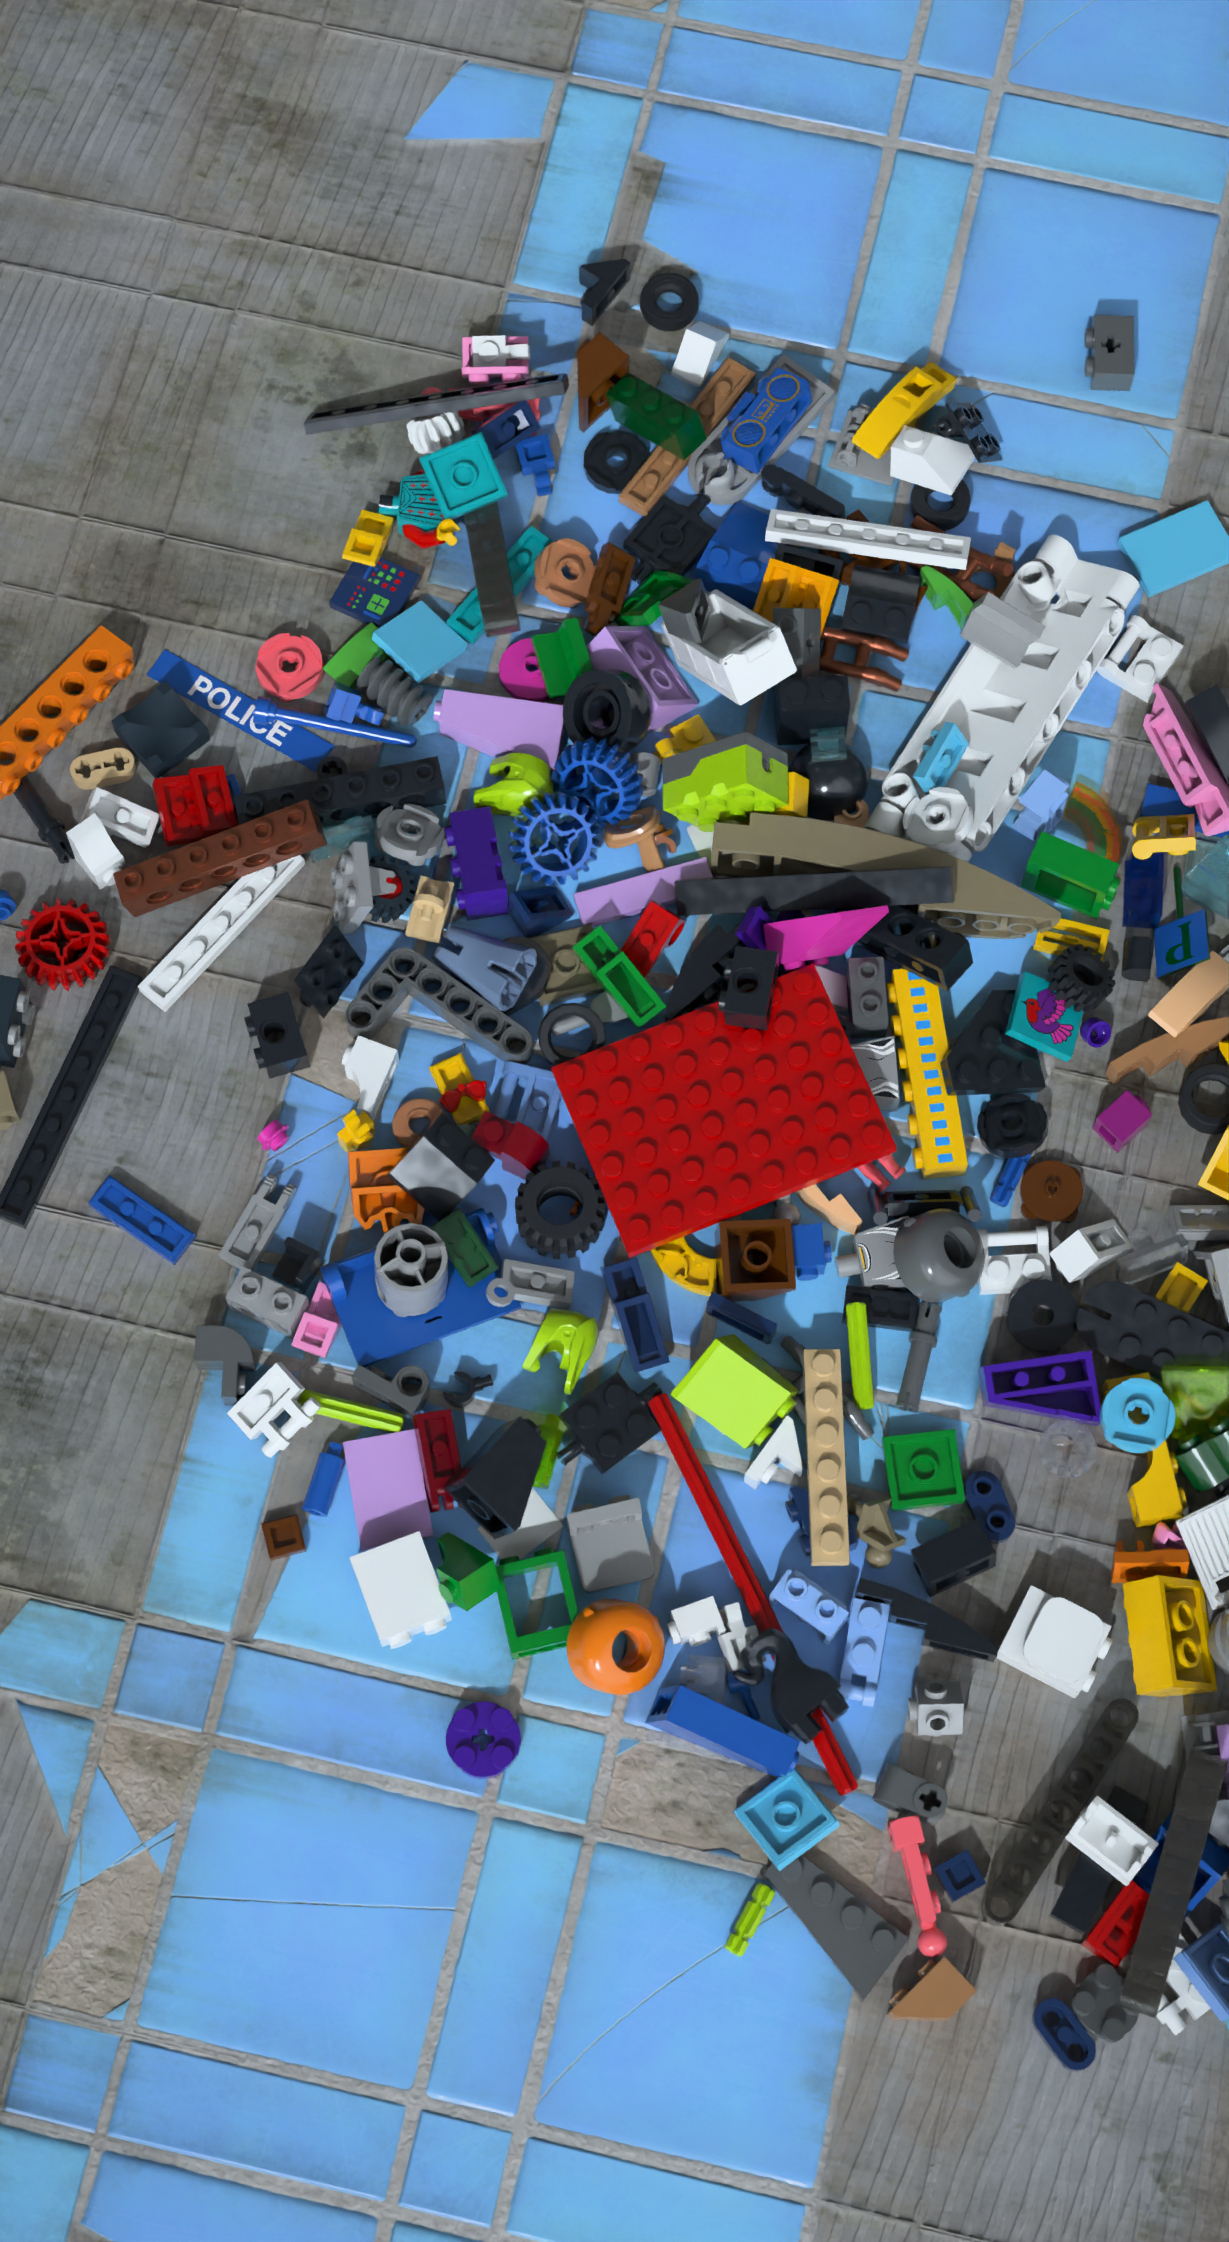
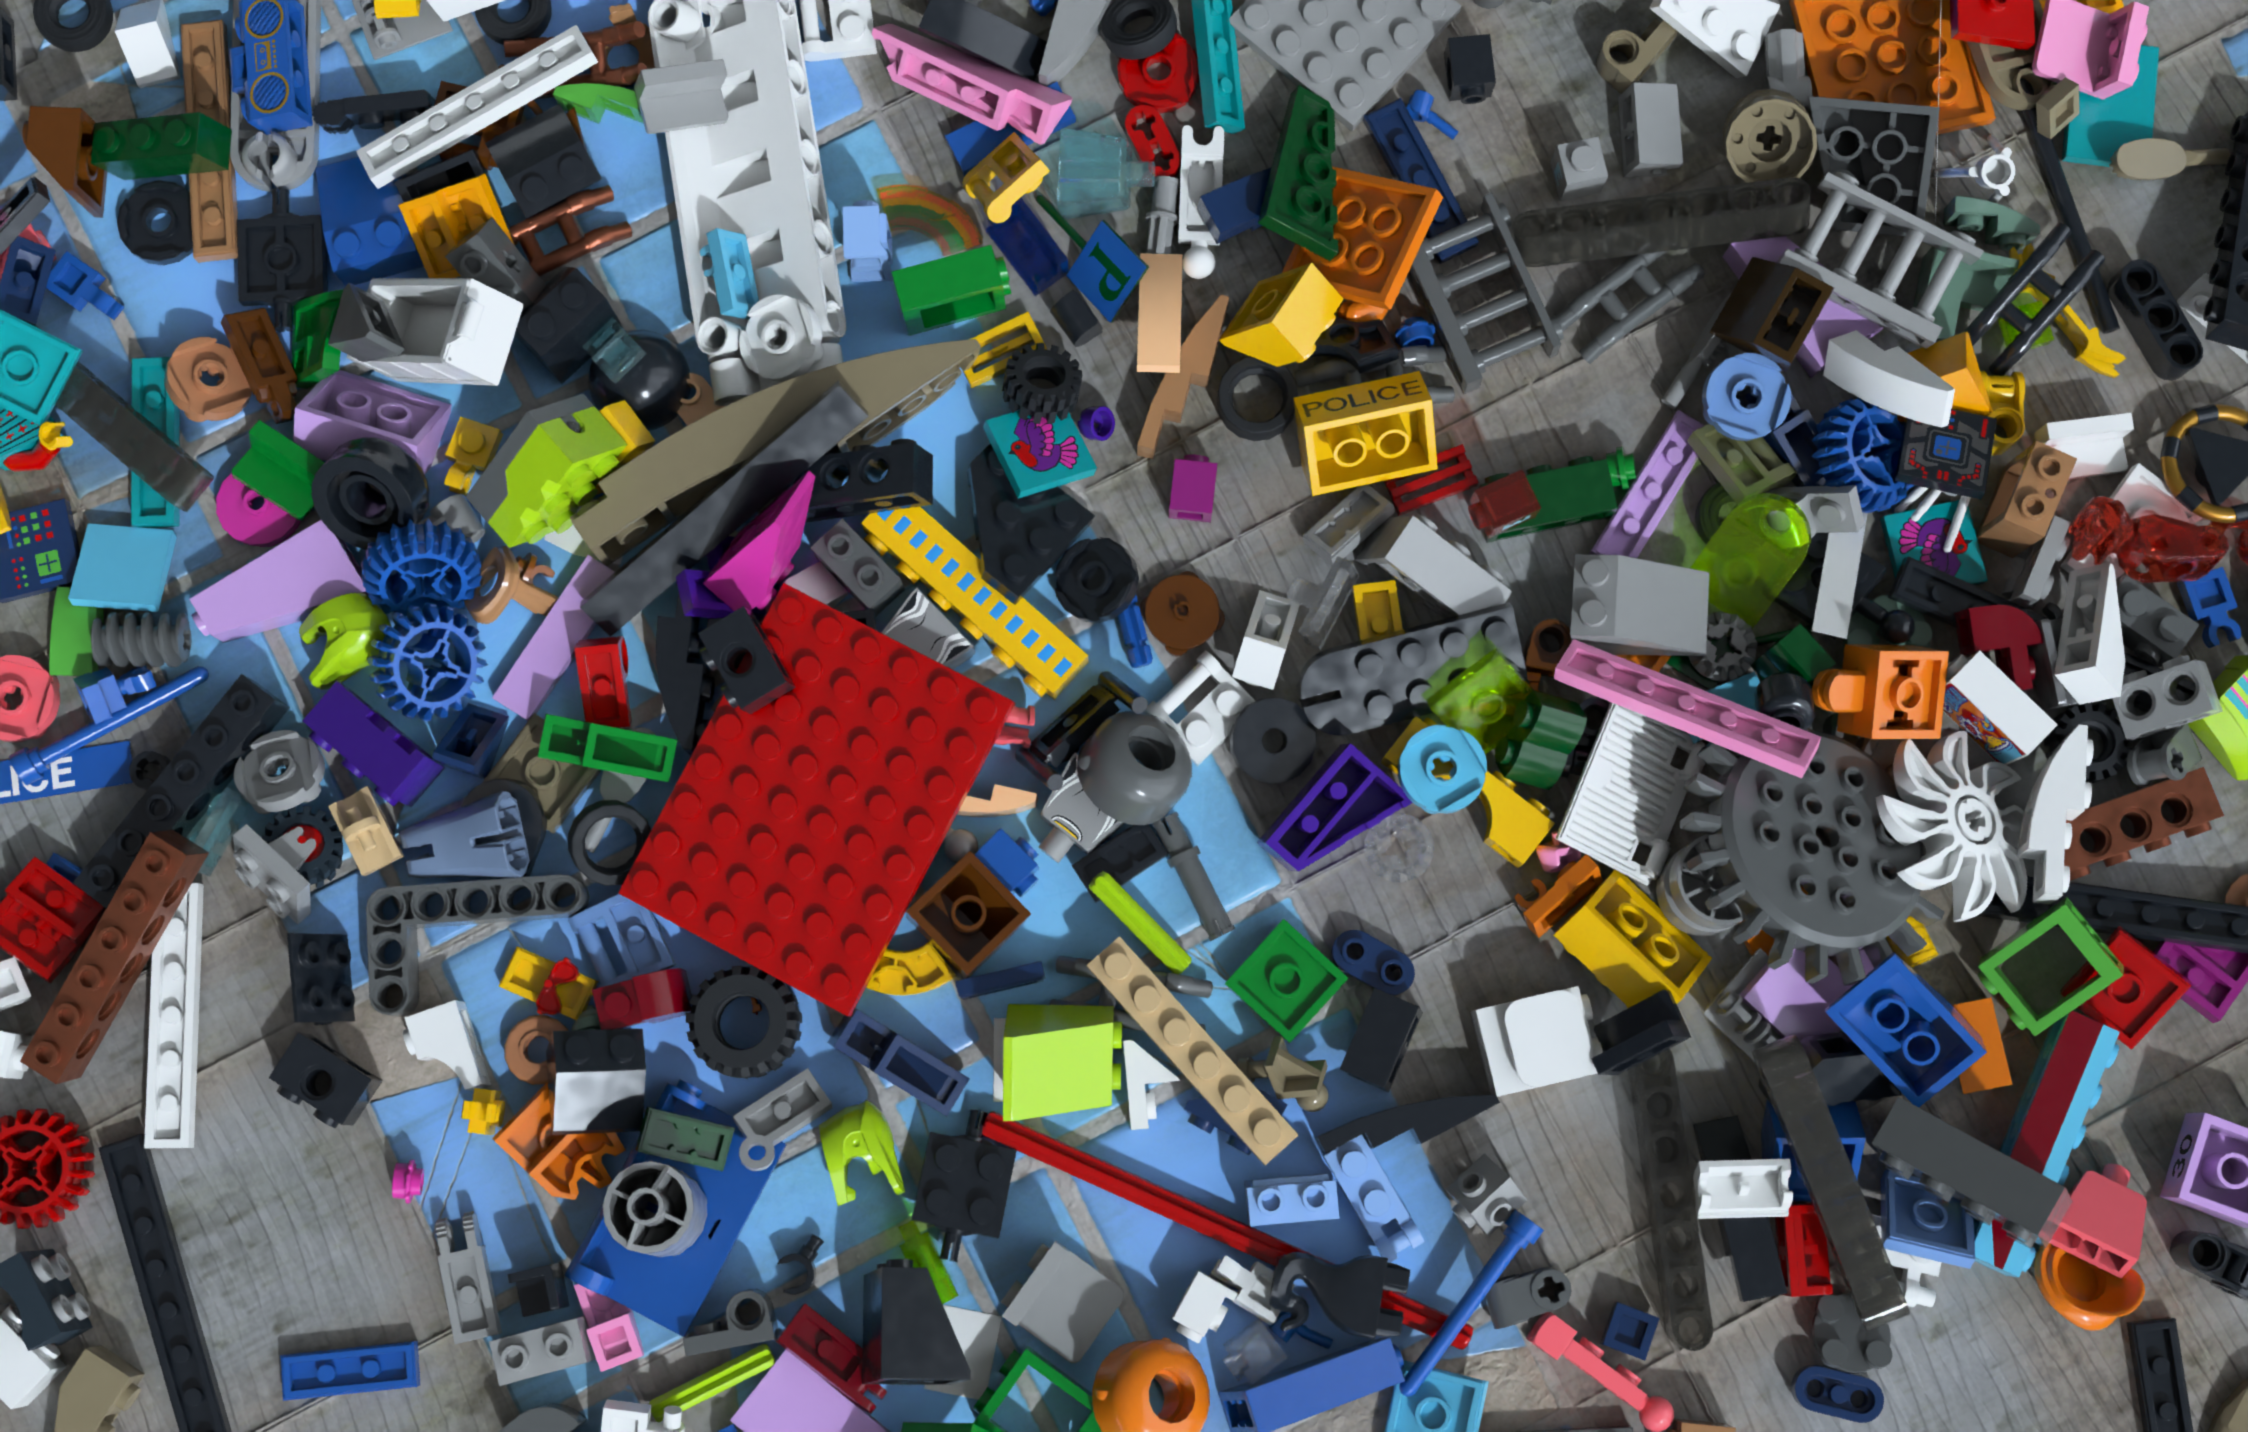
camera: 40 degrees left, 10 degrees up
(938, 1747) = (1519, 1234): none -> blue piece
(1125, 1687) = (1639, 1034): none -> black panel

